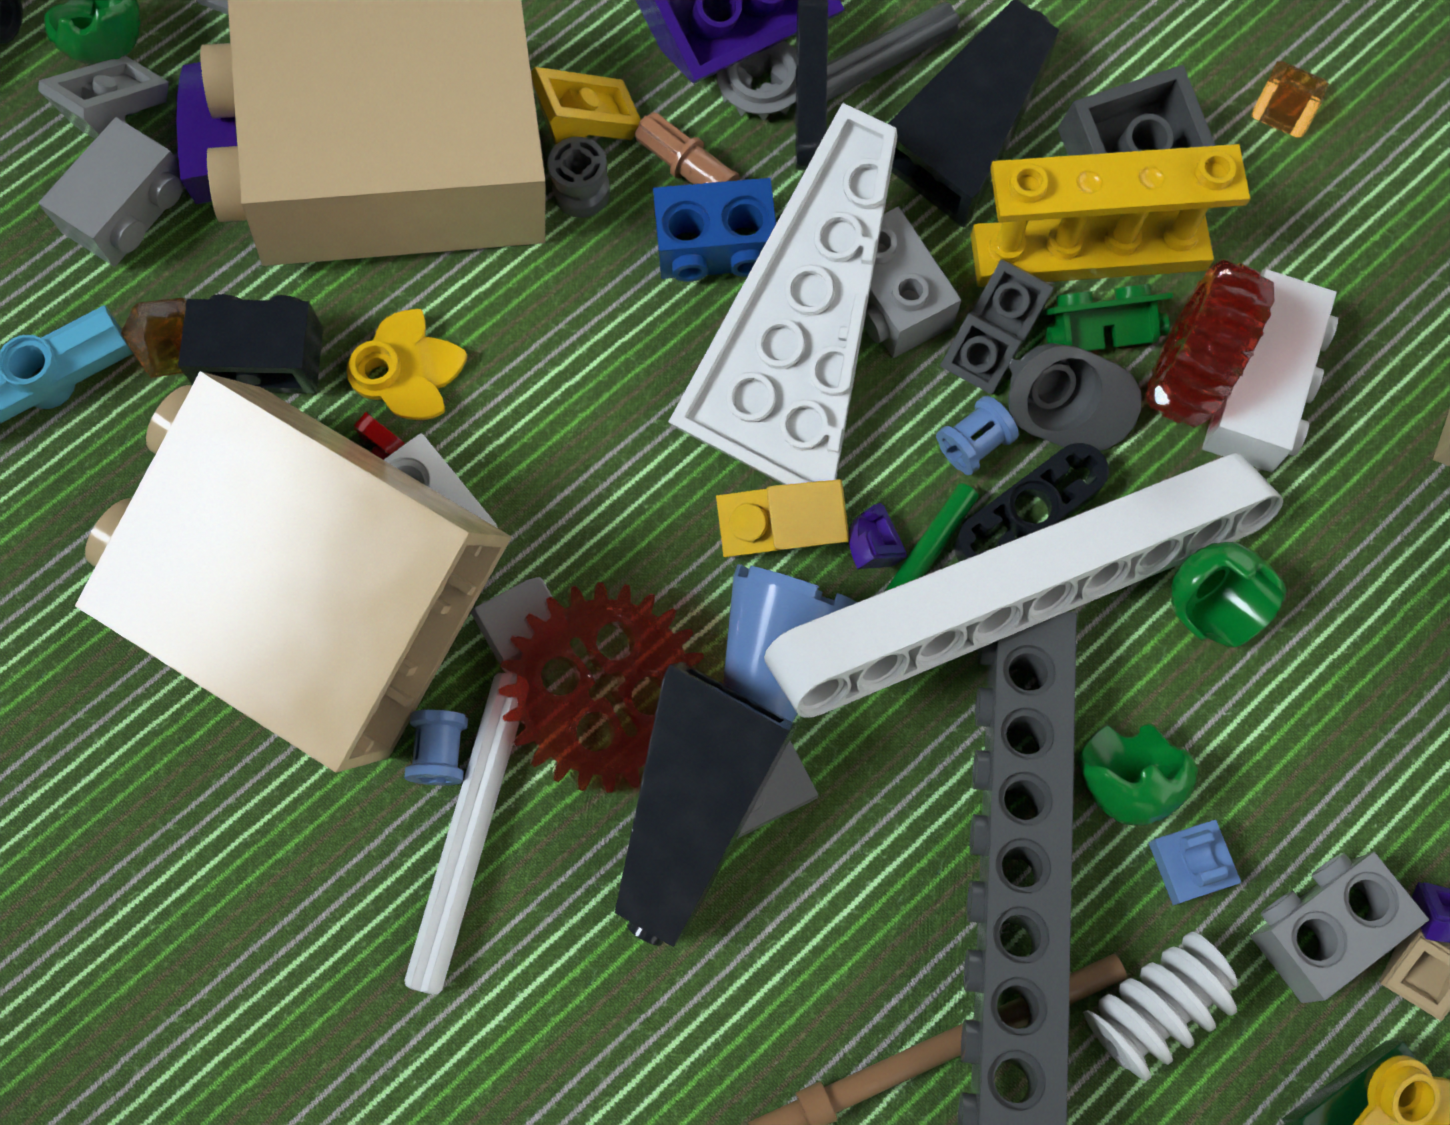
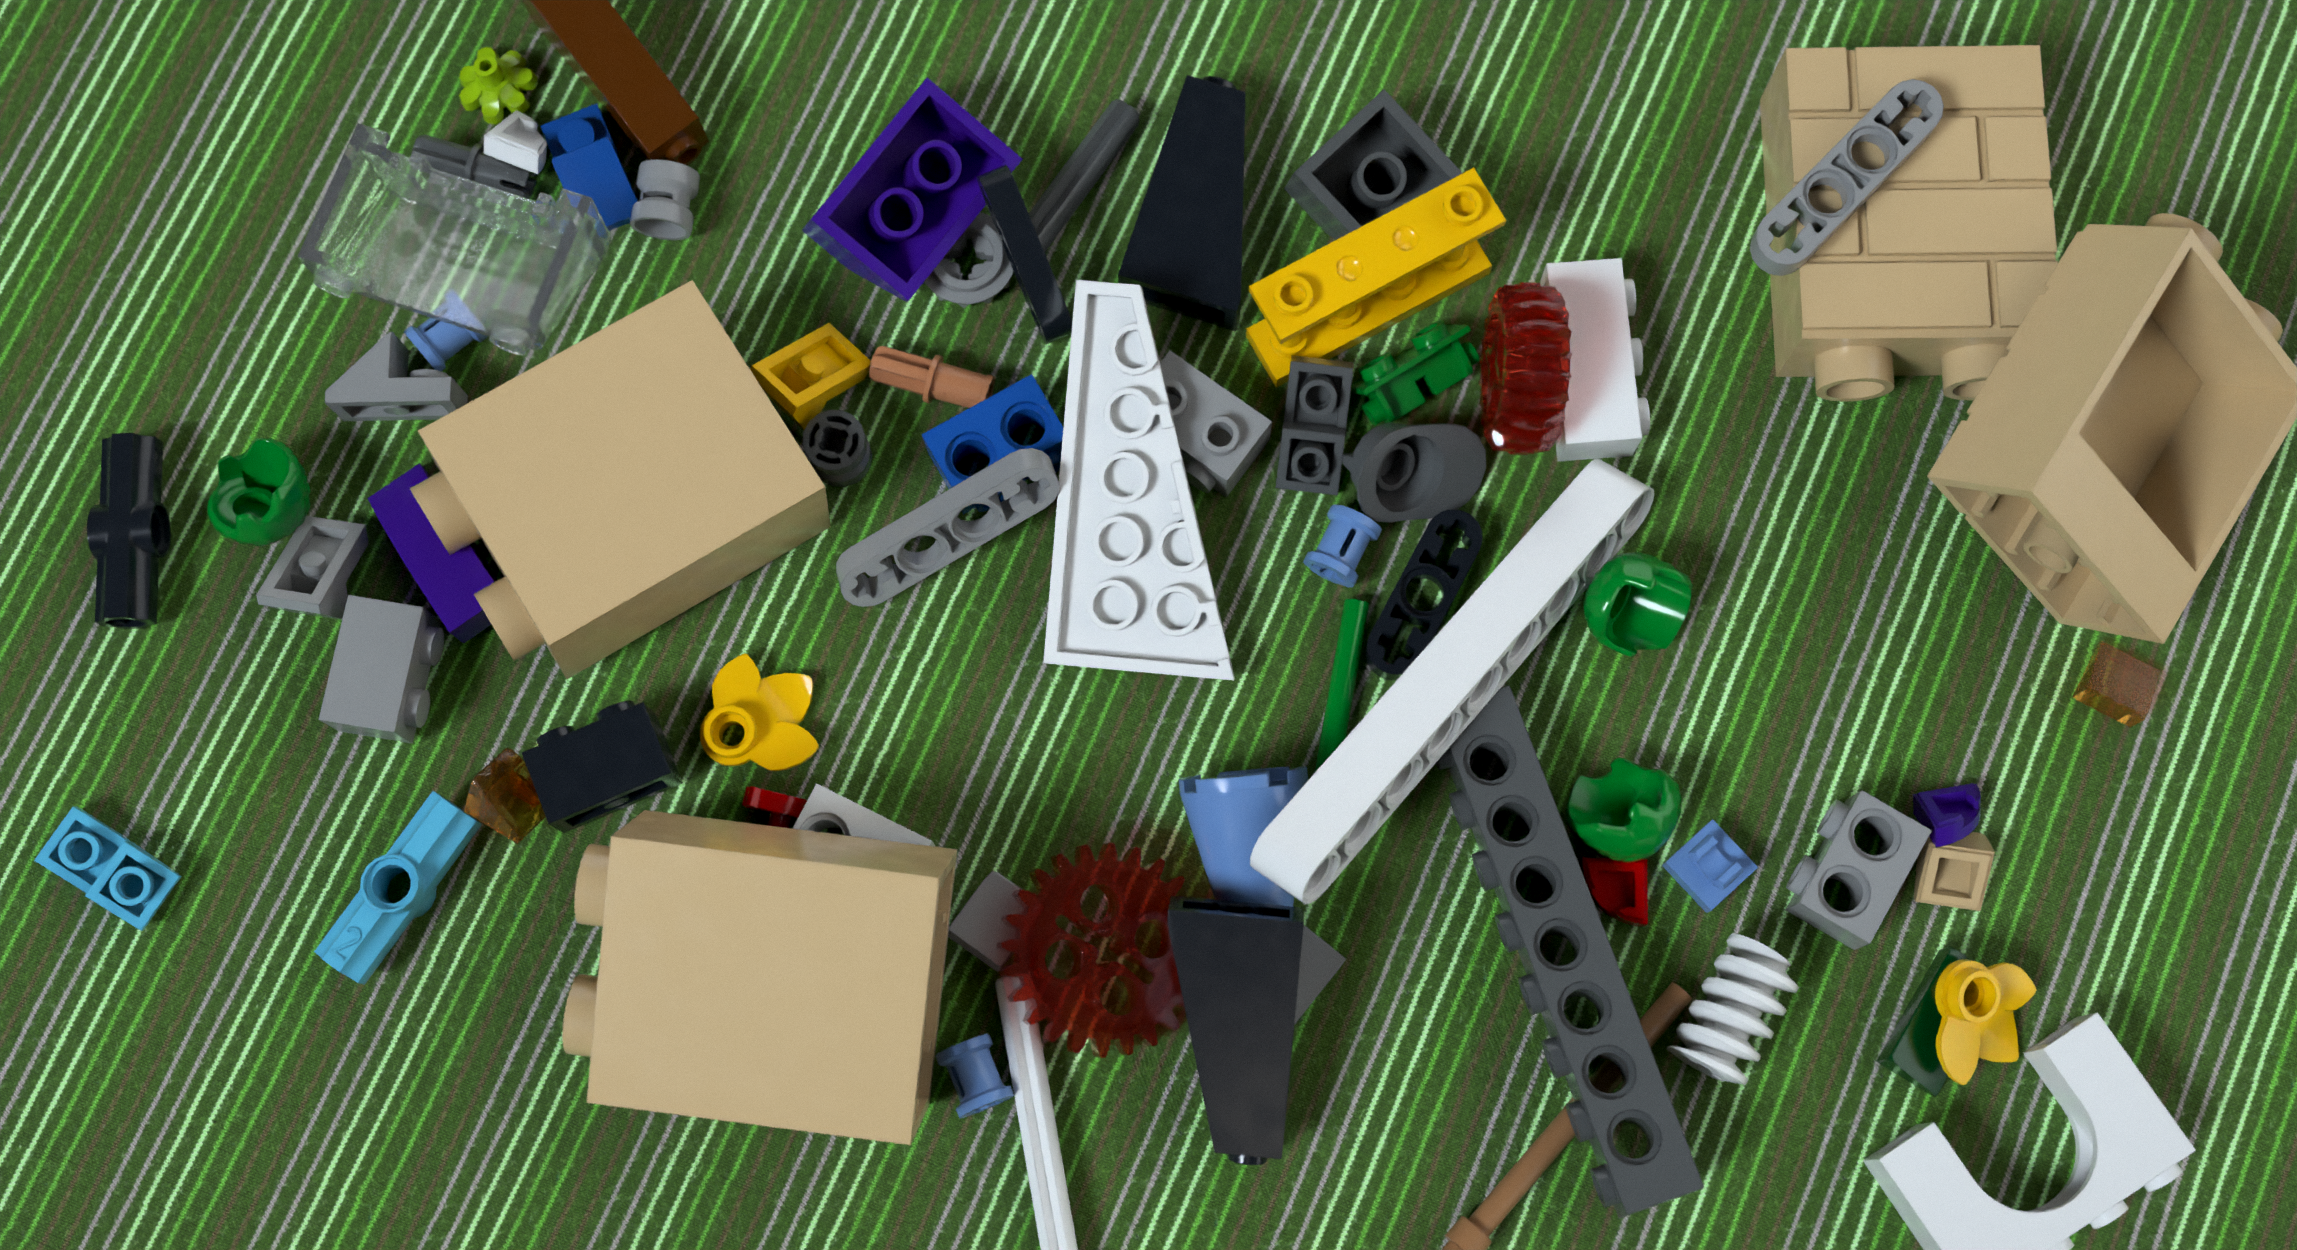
camera: 20 degrees left, 5 degrees up
(640, 281) = (952, 535): none -> light grey beam
(782, 517) = (1197, 712): yellow slope -> none
(875, 540) = (1290, 691): dark purple tile -> none
(1100, 844) = (1618, 888): none -> red tile
(1290, 99) = (1497, 56): clear orange slope -> none

